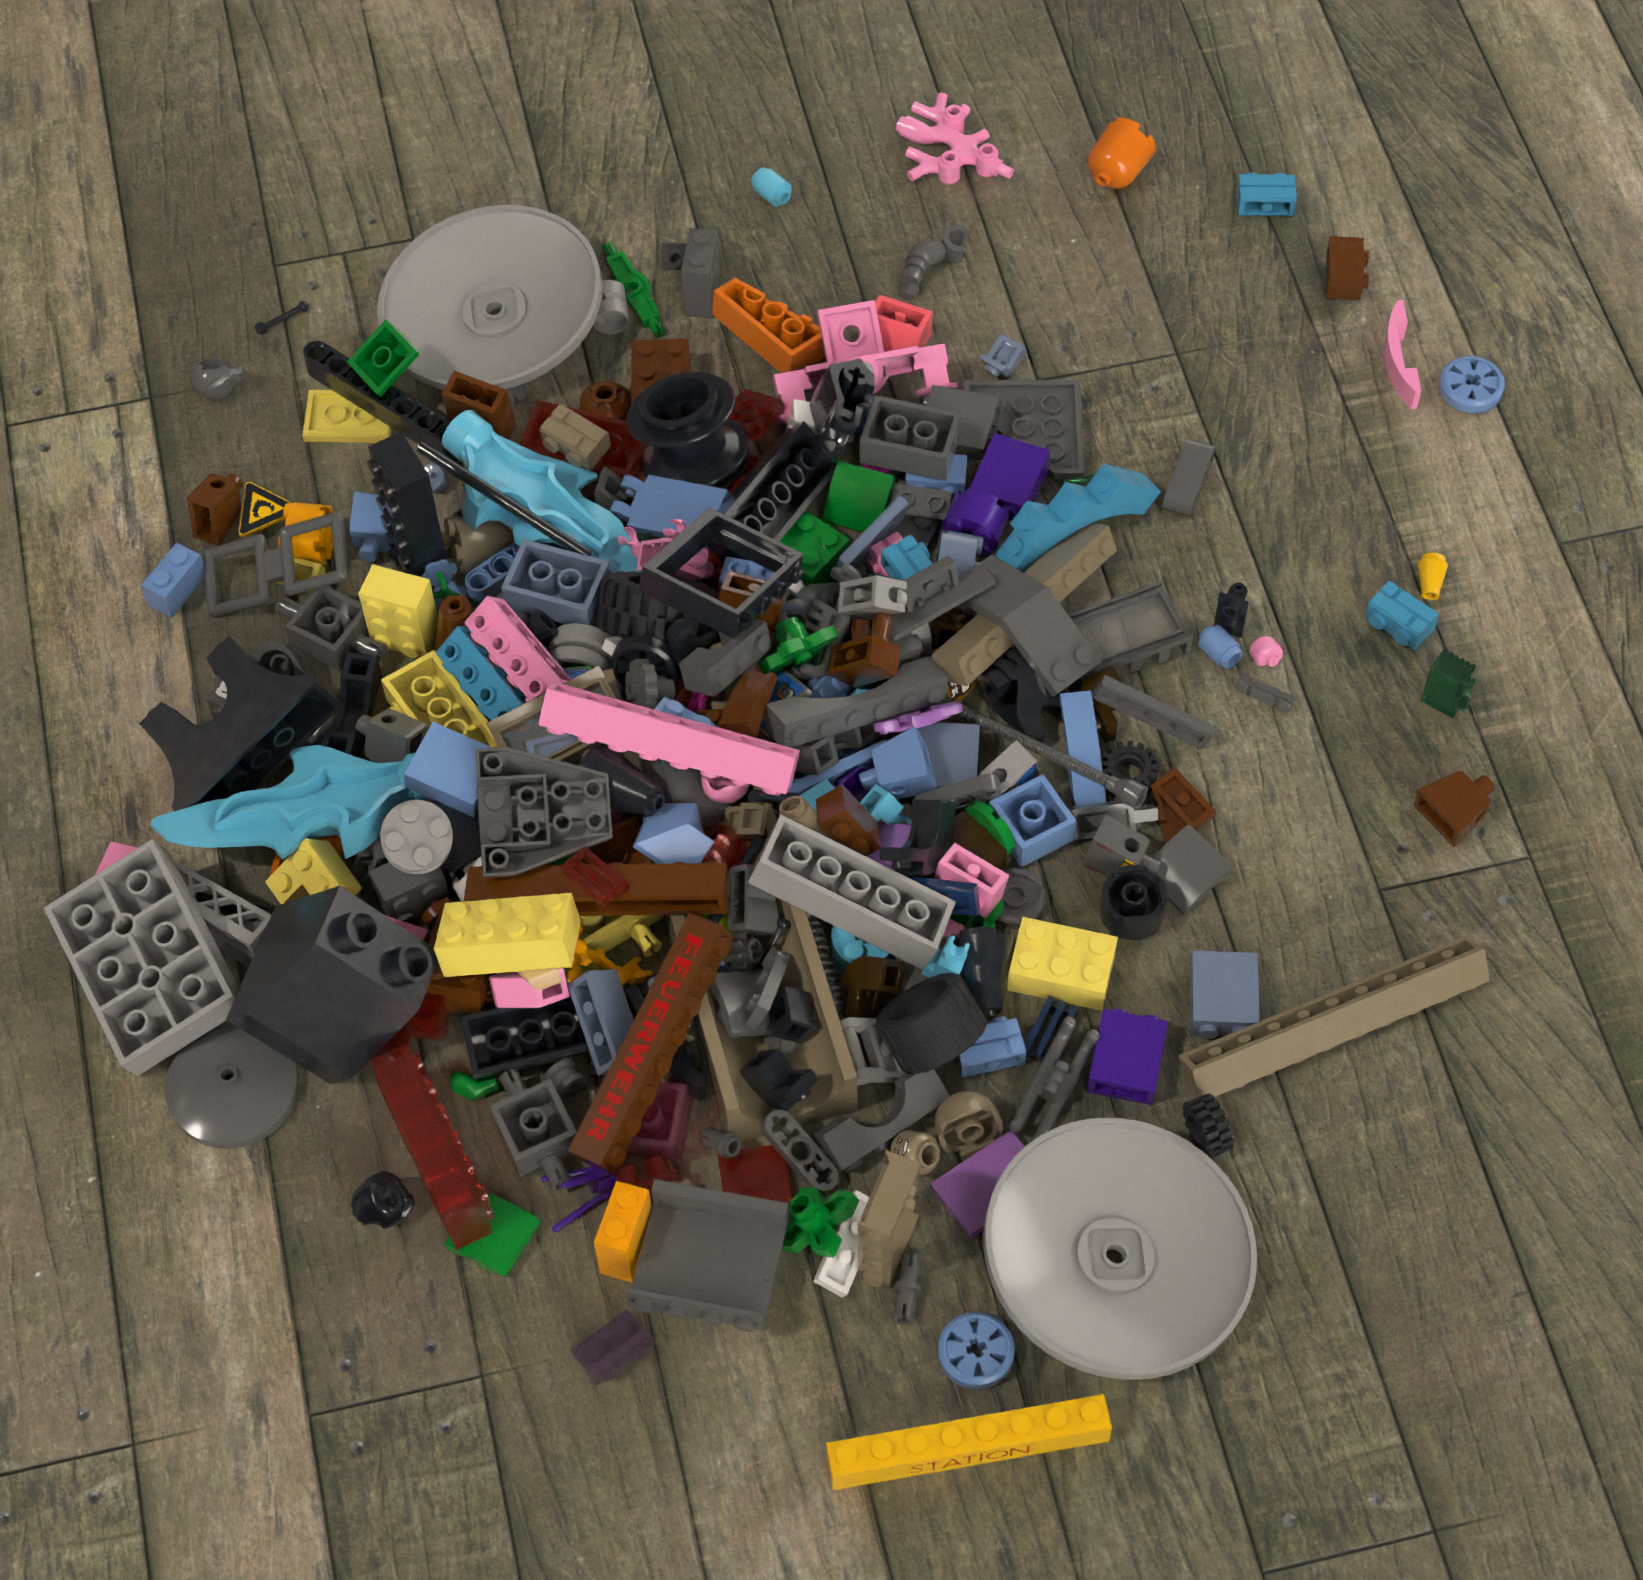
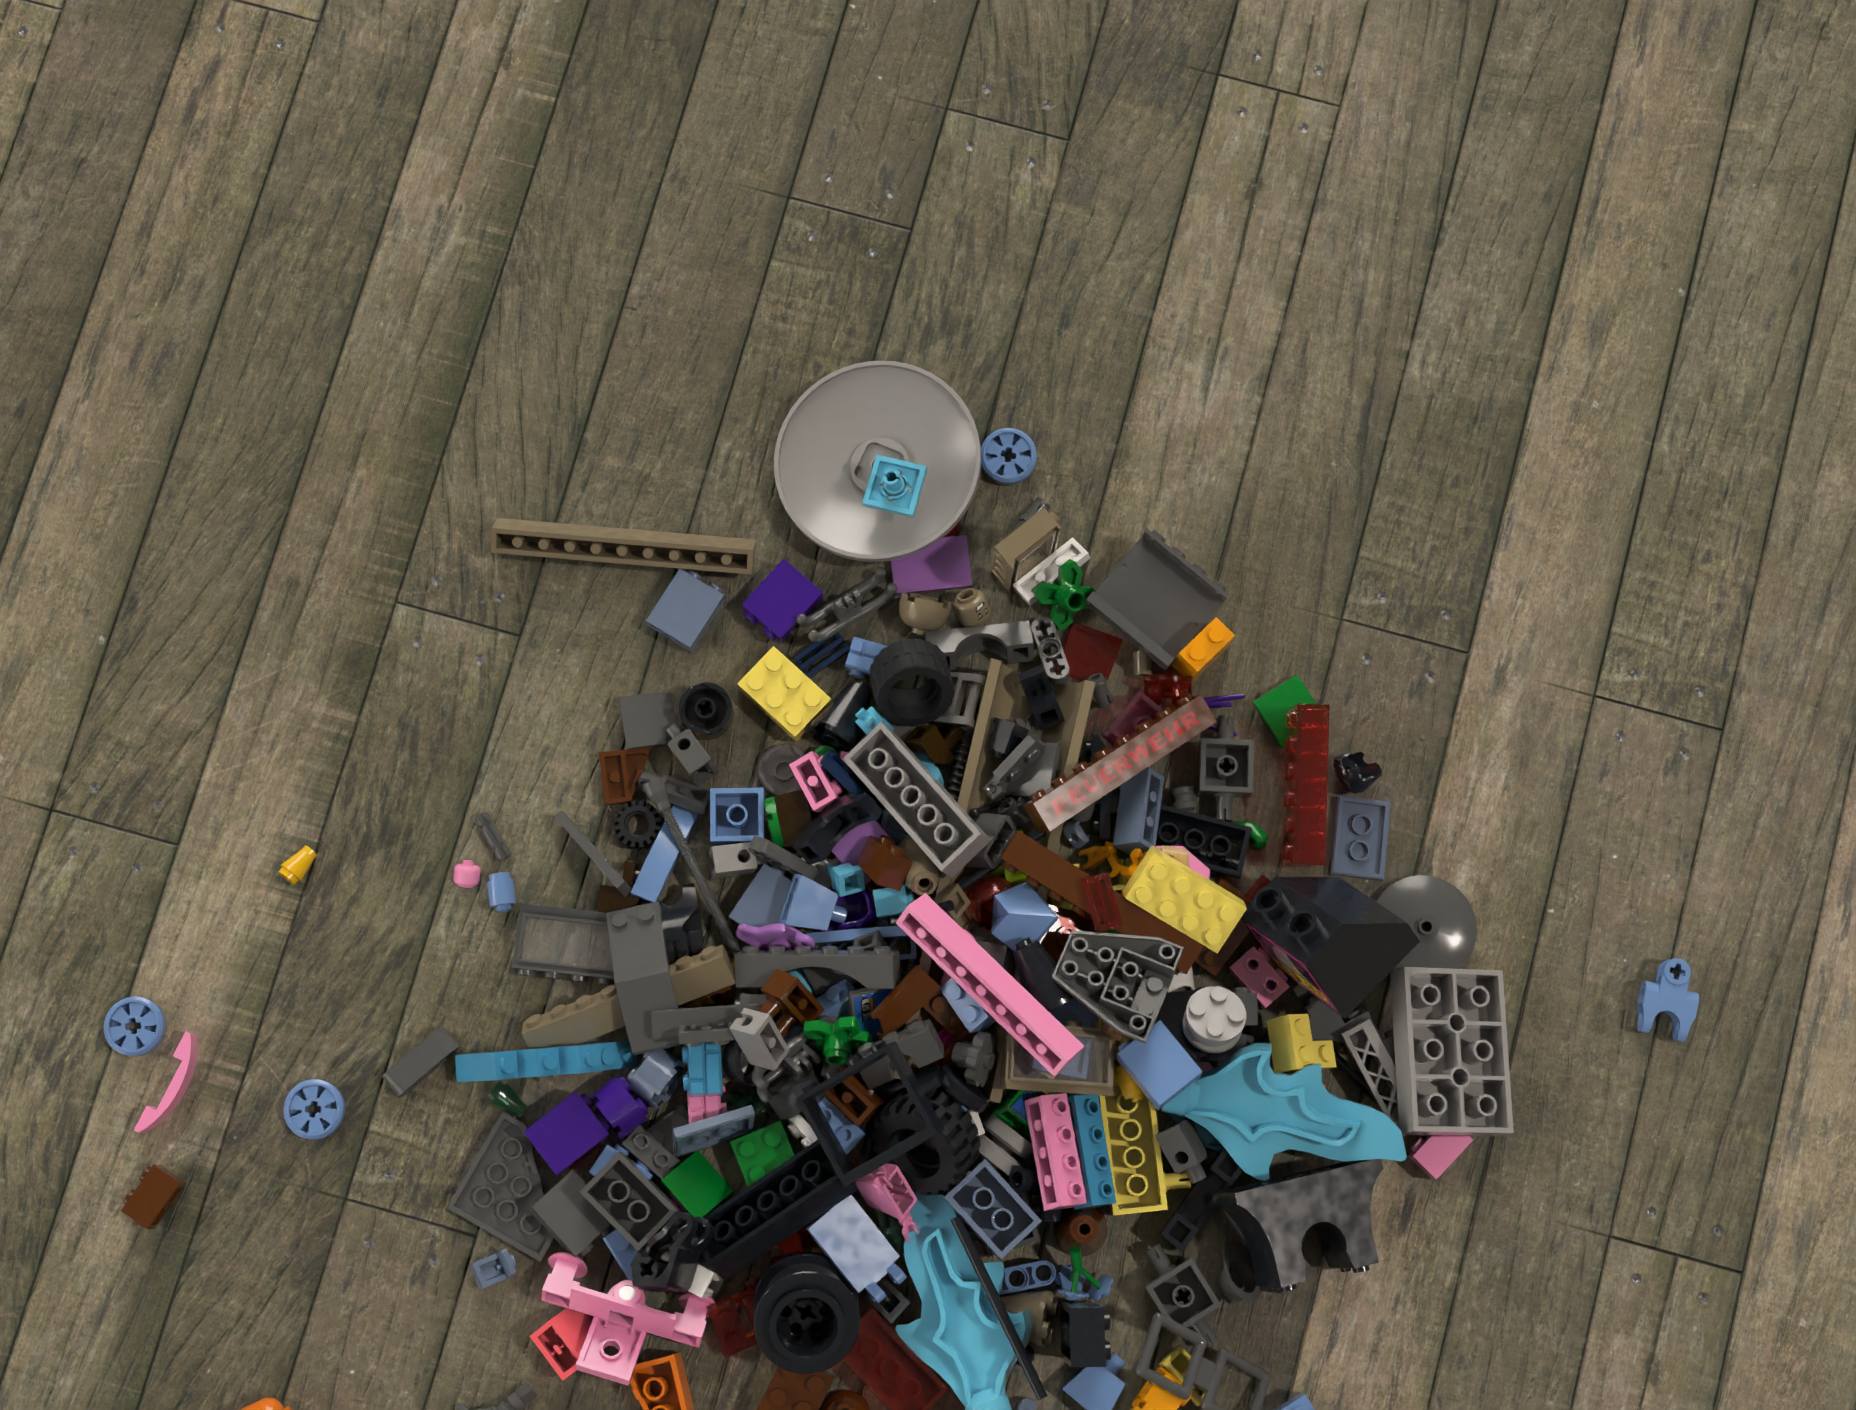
camera: 155 degrees left, 20 degrees up
(344, 1142) = (1360, 838): none -> sand blue tile
(399, 610) = (1125, 1266): light yellow brick -> none
(430, 914) = (1212, 982): reddish brown tile -> none
(574, 437) = (901, 1363): dark tan brick -> none
(612, 1347) = (1247, 586): clear purple bracket -> none
(968, 1442) = (1049, 397): yellow brick -> none
(1080, 1201) = (887, 472): none -> medium azure plate
(1208, 1125) = (763, 516): black tyre -> none
(1232, 609) = (473, 910): black hinge -> none
(1253, 413) = (305, 1095): none -> medium blue wheel
(1266, 194) = (161, 1319): dark azure brick -> none
(1401, 615) = (347, 841): dark azure brick -> none
(1449, 684) = (358, 755): clear green brick -> none
(1455, 804) = (421, 663): reddish brown torso -> none

